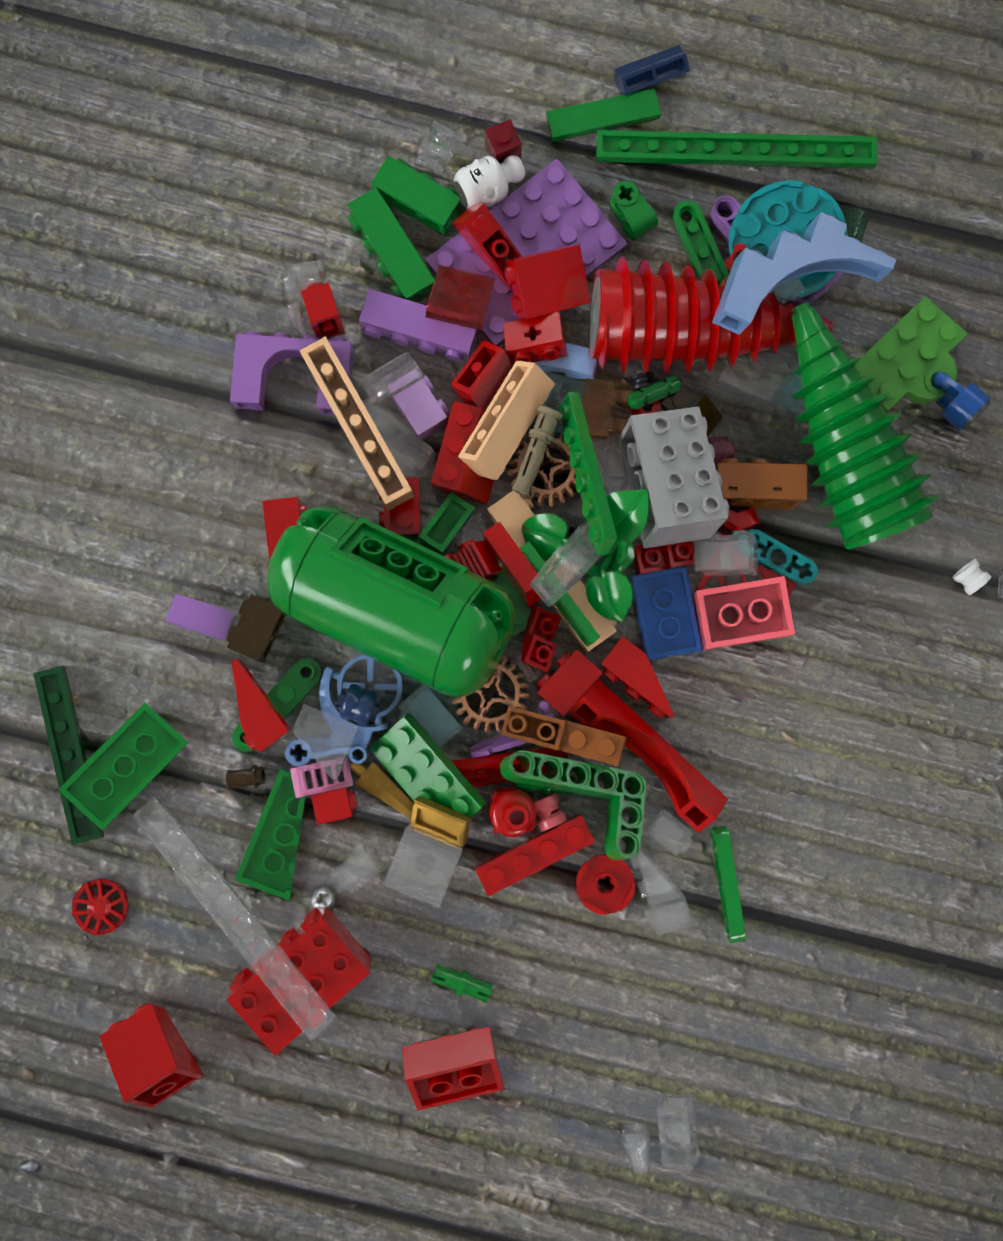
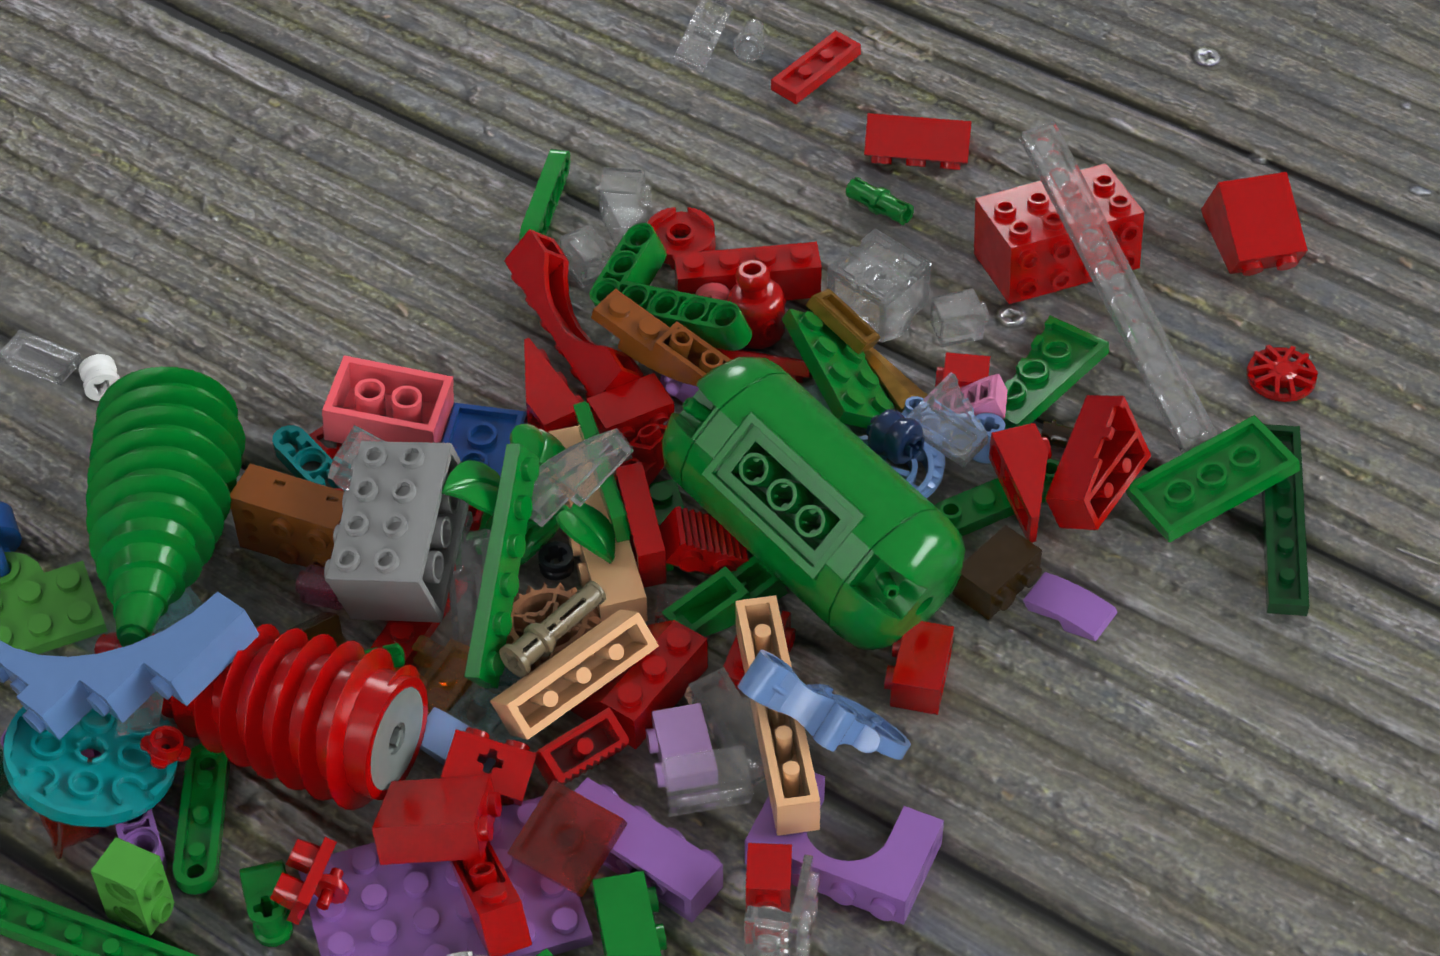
camera: 155 degrees left, 35 degrees down
(209, 741) = (1097, 463): none -> red wedge
(316, 421) = (825, 716): none -> medium blue piece
(569, 1132) = (815, 67): none -> red plate
(609, 226) = (327, 887): none -> red hips
(712, 176) = (133, 886): none -> bright green brick

